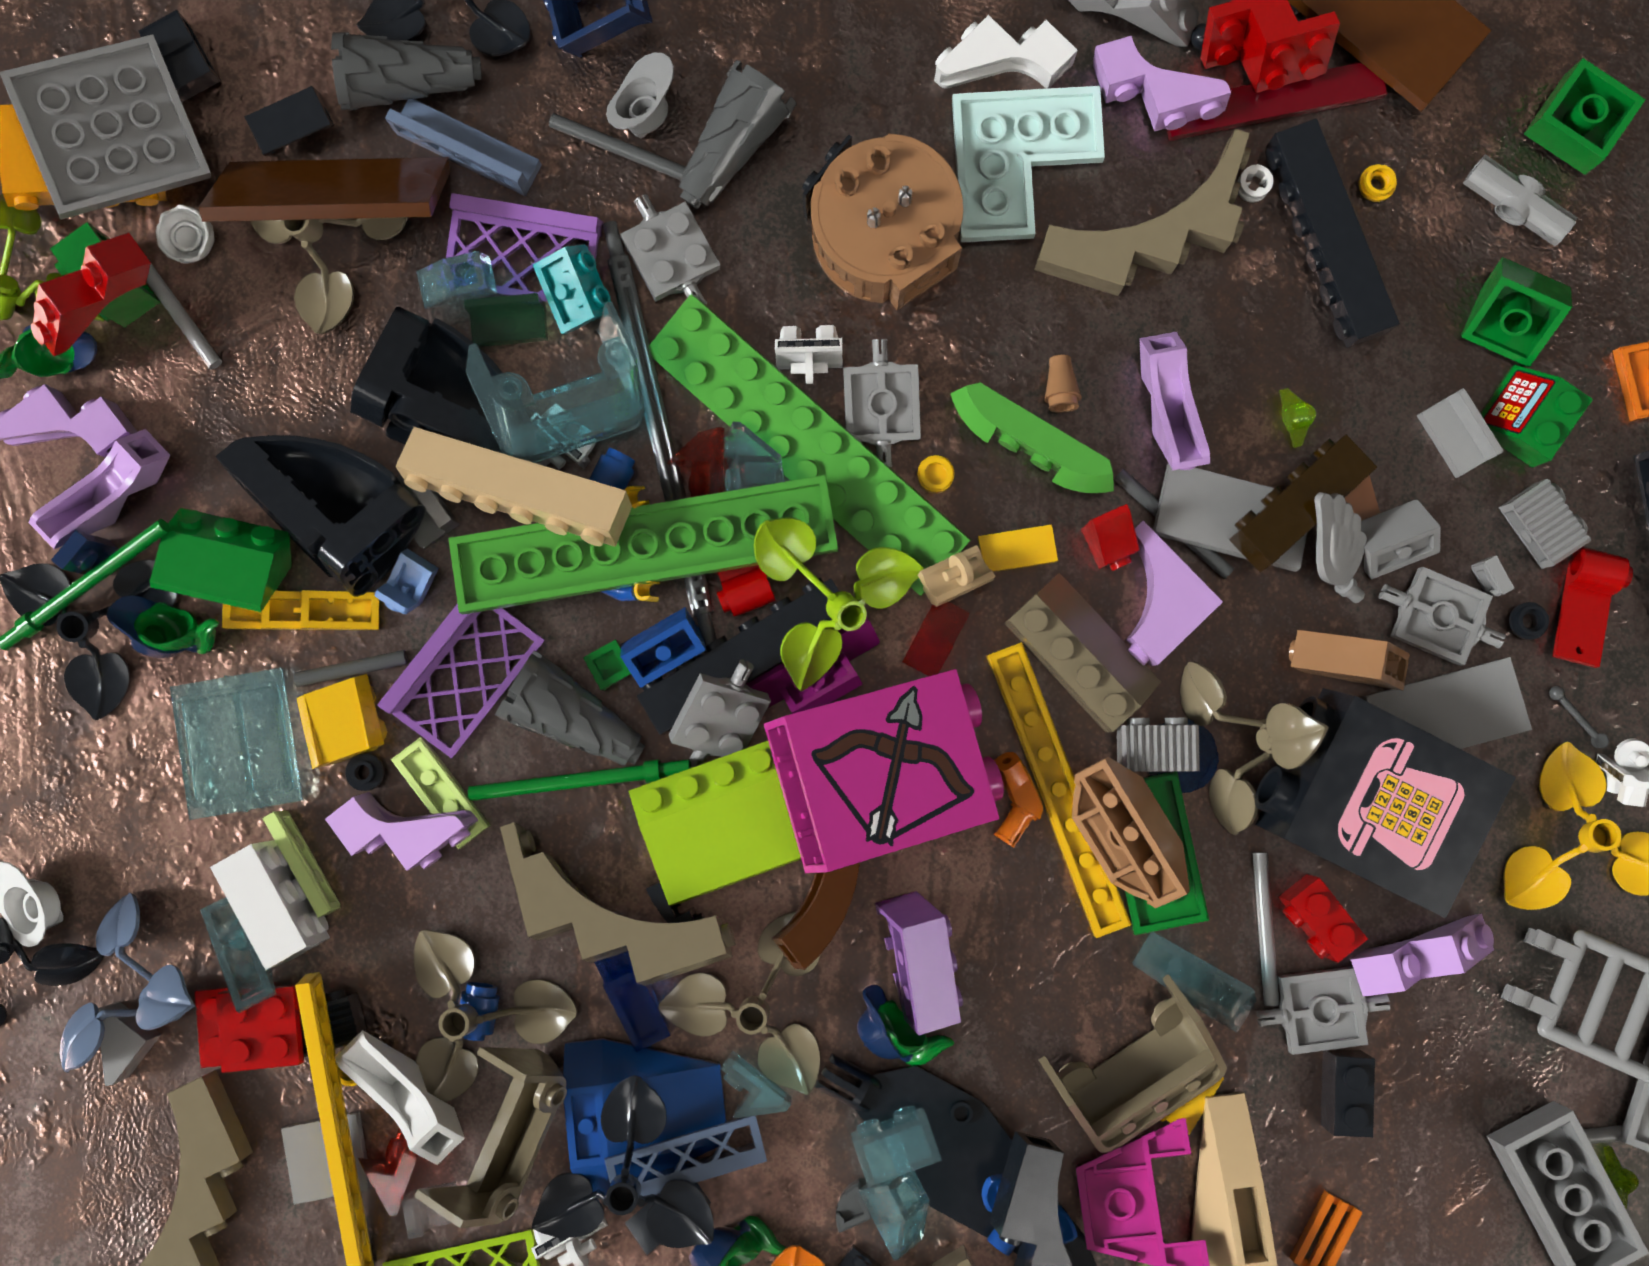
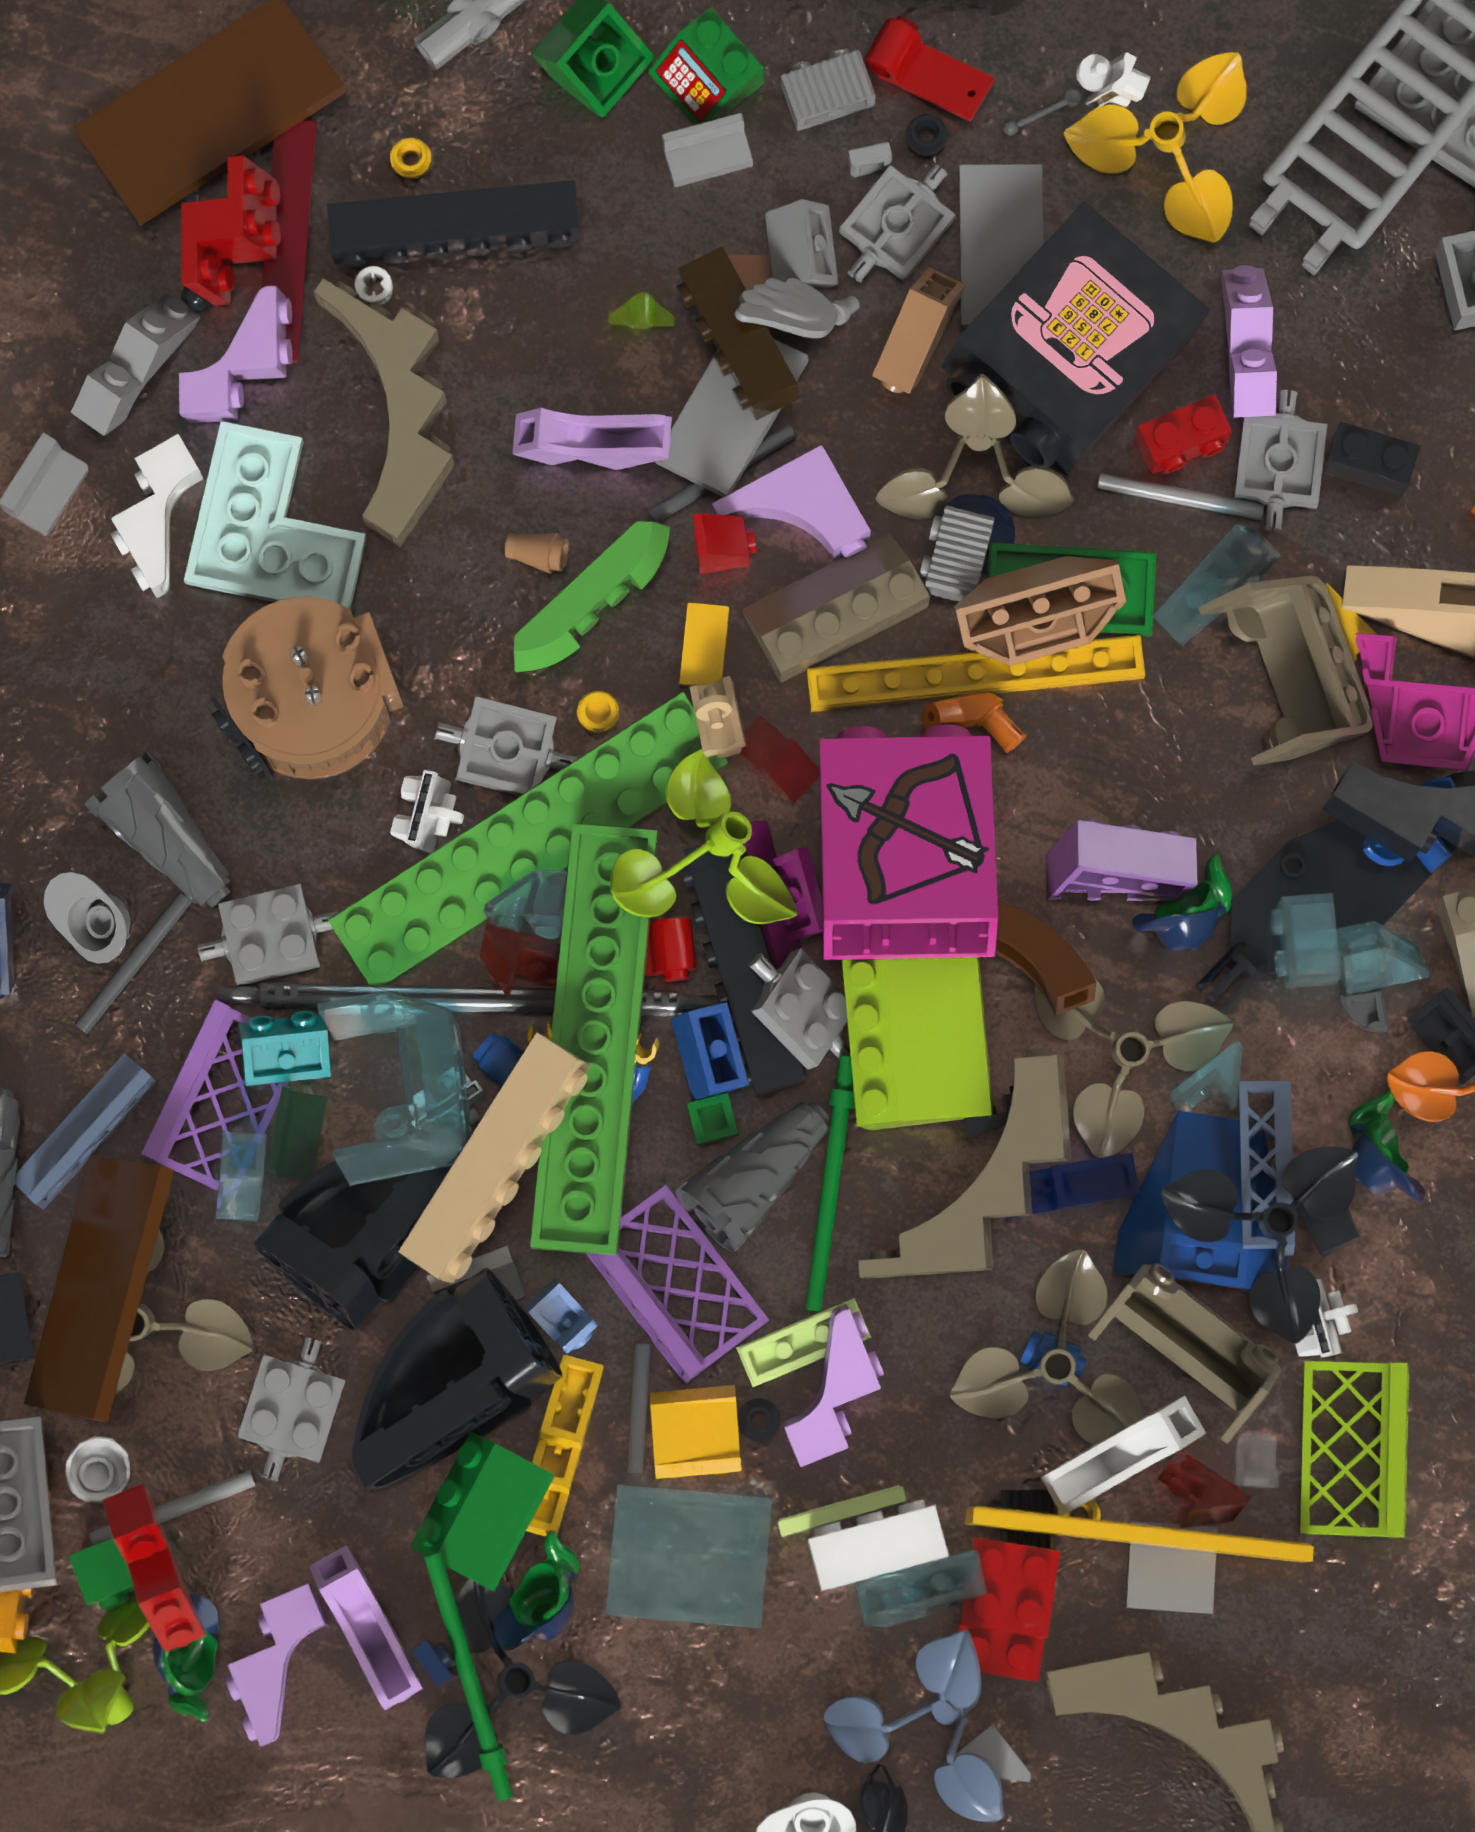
camera: 80 degrees left, 5 degrees down
(278, 380) = (291, 1408): none -> light grey plate

